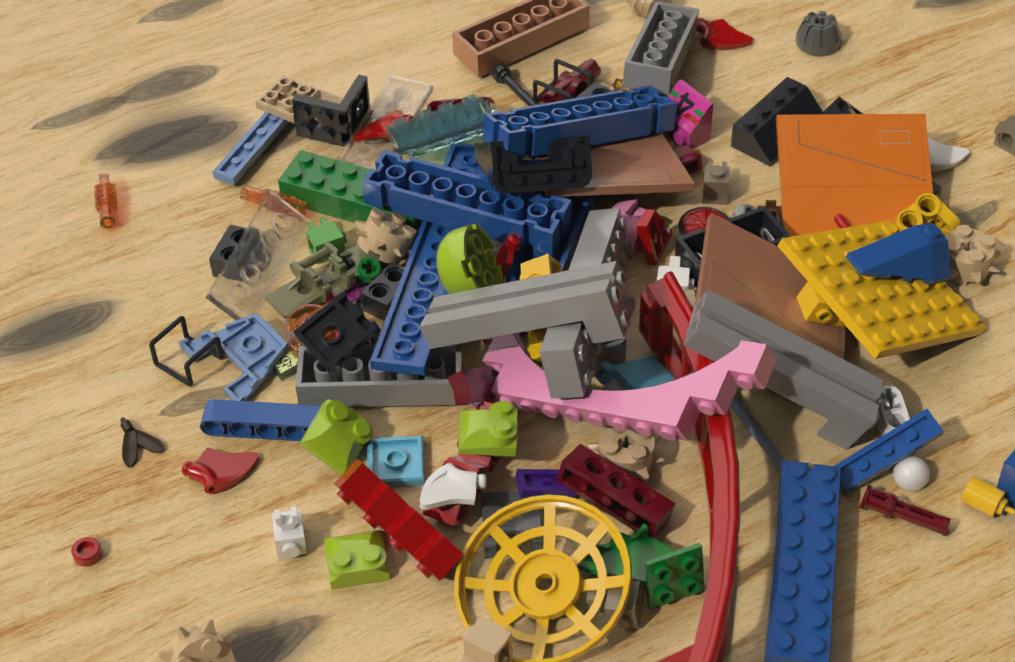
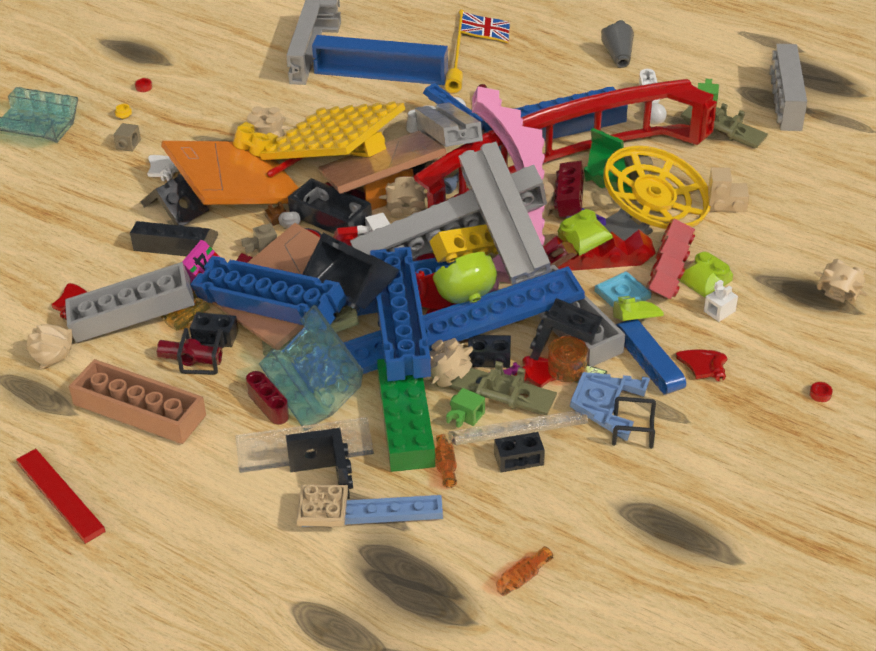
camera: 120 degrees left, 5 degrees down
(135, 438) = (721, 419): dark brown piece -> none
(361, 271) = (482, 364): green bush -> none
(378, 128) = (317, 416): red arm -> none
(451, 486) = (637, 234): white arm -> none
(503, 75) = (223, 370): black piece -> none
(819, 34) = (50, 249): dark grey piece -> none
(911, 253) = (298, 123): blue wedge -> none

